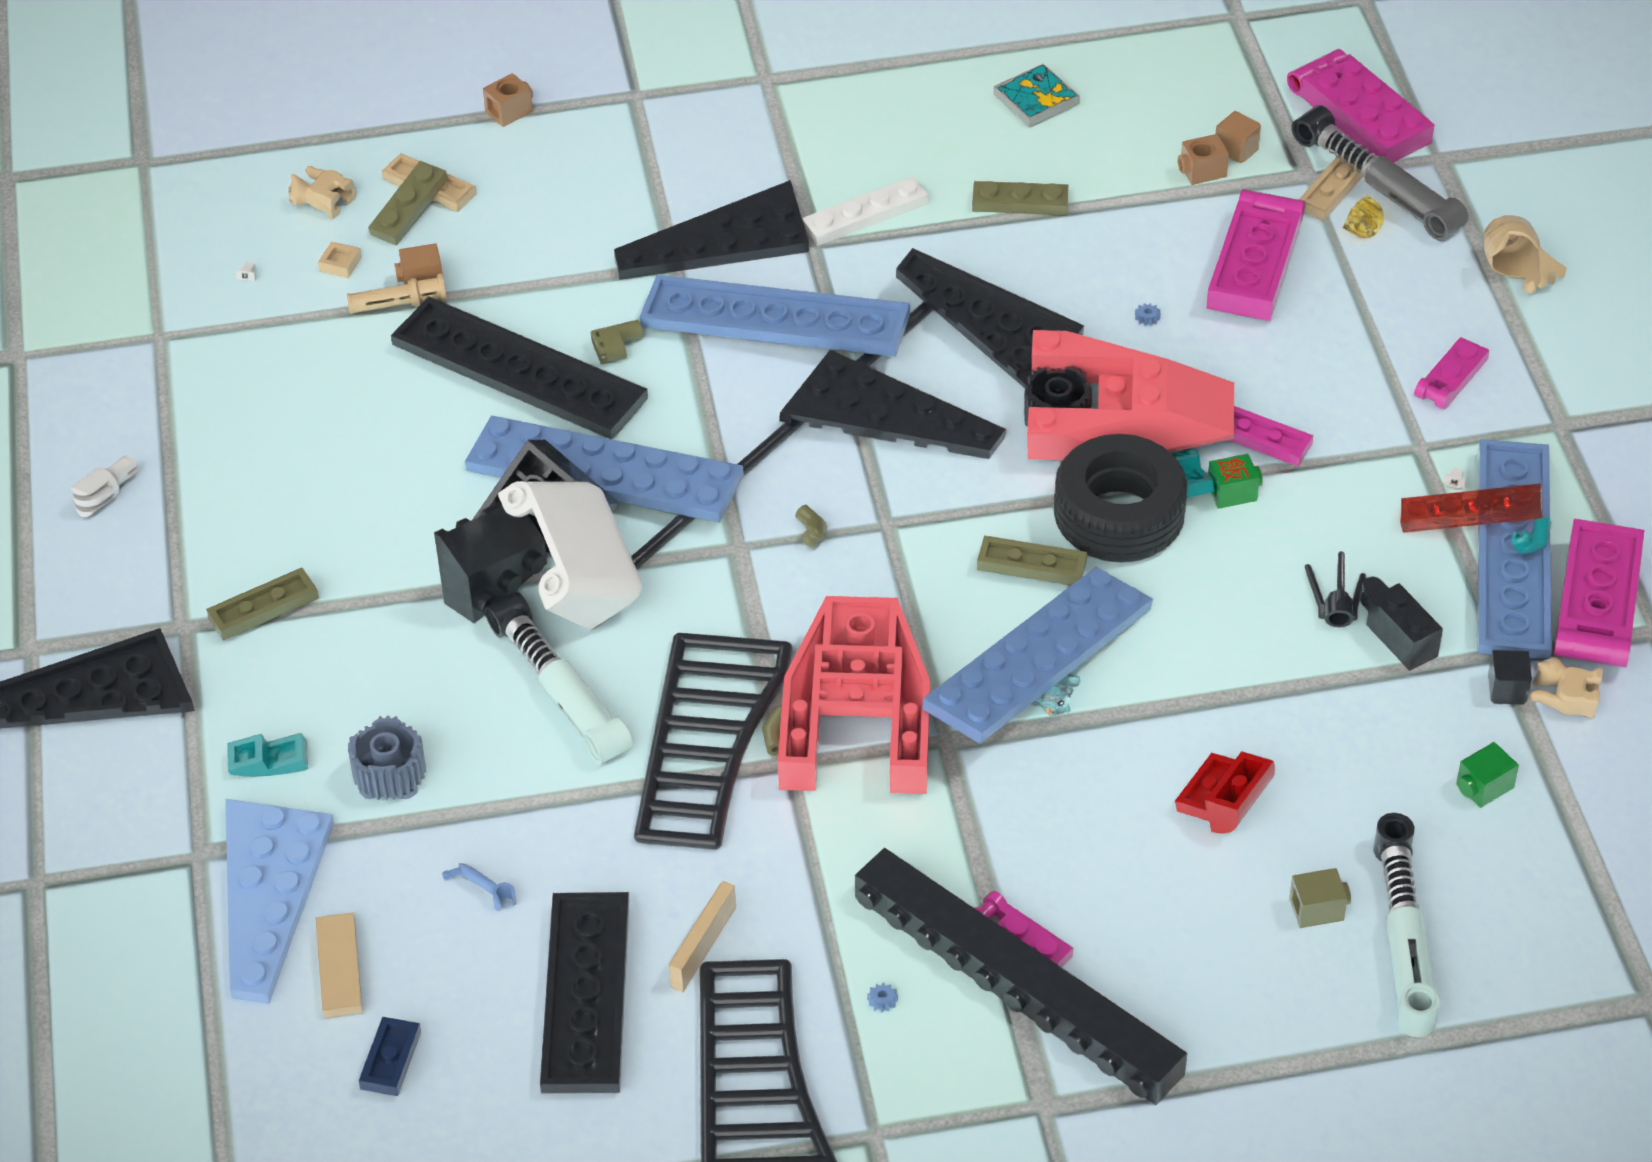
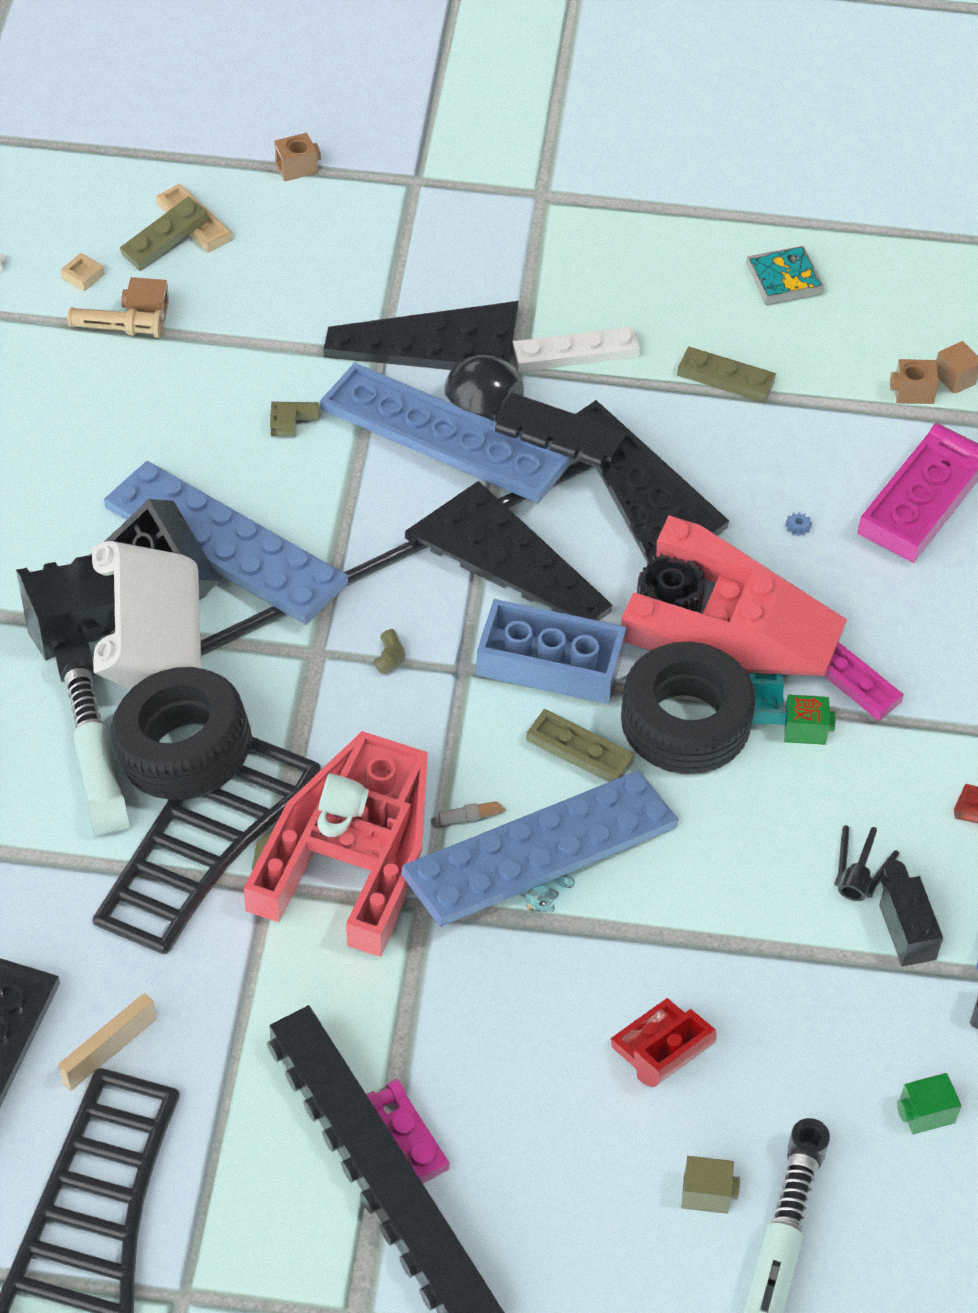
camera: 15 degrees right, 5 degrees up
(324, 192) = (95, 203): tan animal -> none
(520, 367) = (194, 421): black plate -> none
(657, 677) = (191, 765): none -> black tyre
(794, 261) = (482, 384): none -> black cylinder
(839, 656) = (340, 798): none -> light aqua piece
(882, 991) = (250, 1149): medium blue piece -> none
(899, 282) = (565, 429): none -> black windscreen
(953, 646) = (470, 812): none -> light grey piece
(969, 482) = (550, 651): none -> medium blue brick

